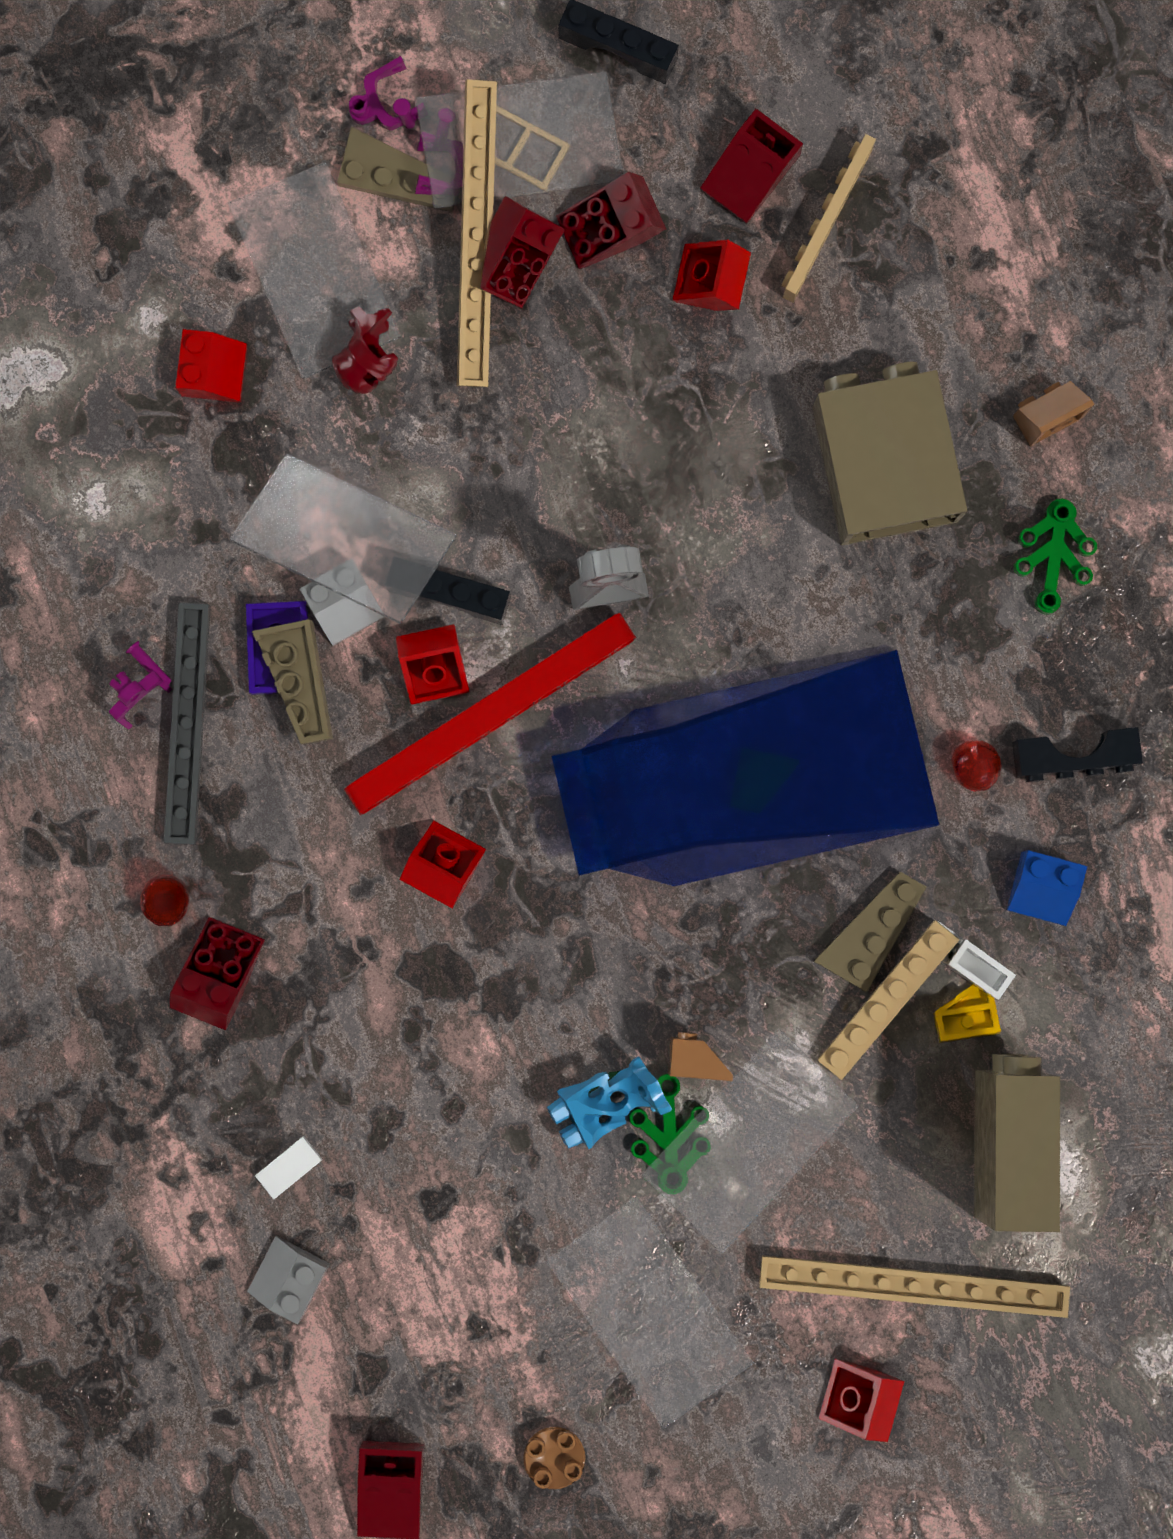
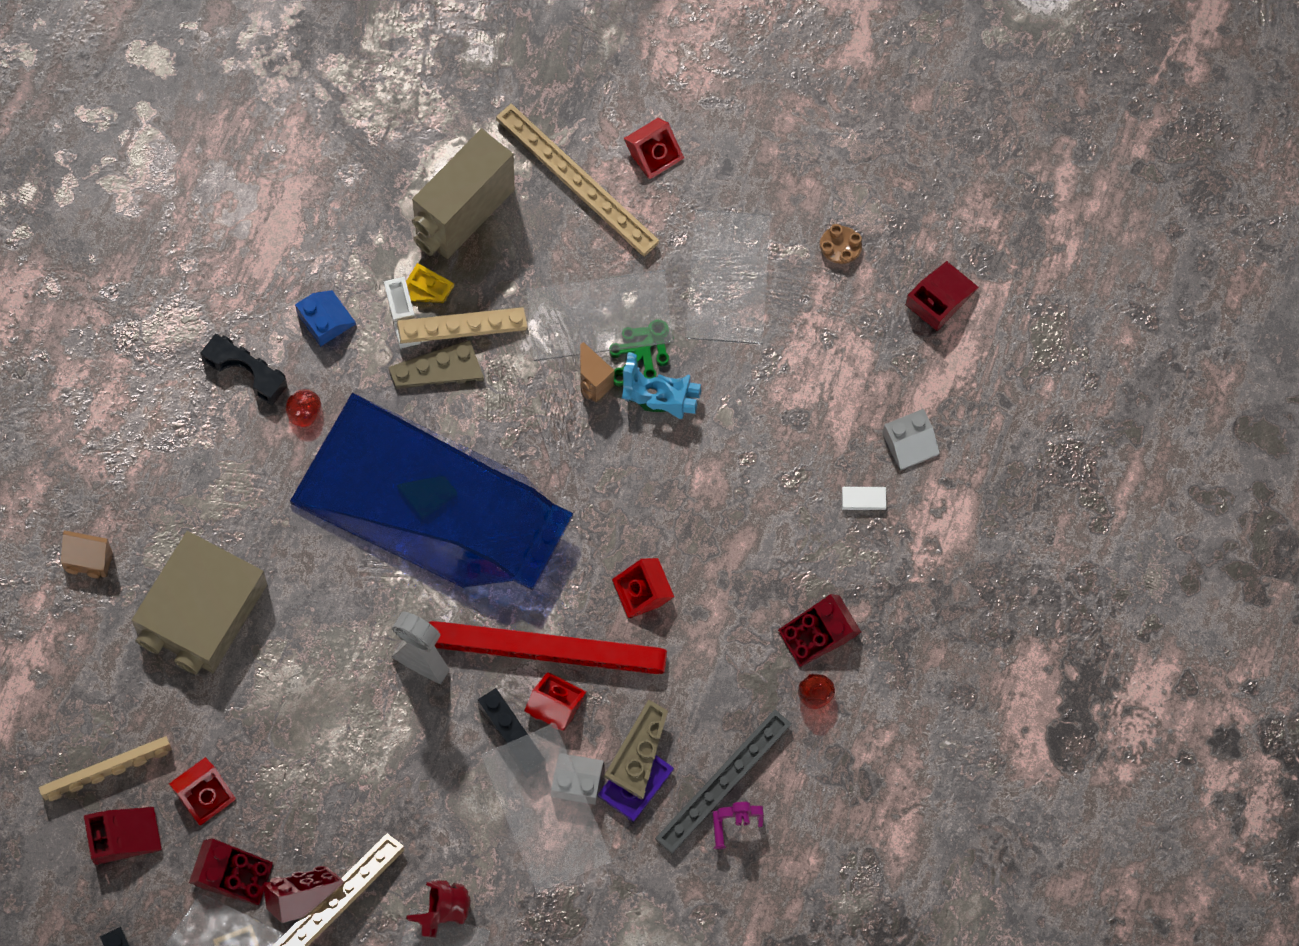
camera: 145 degrees left, 15 degrees down
(1056, 551) = (154, 483): green plant -> none

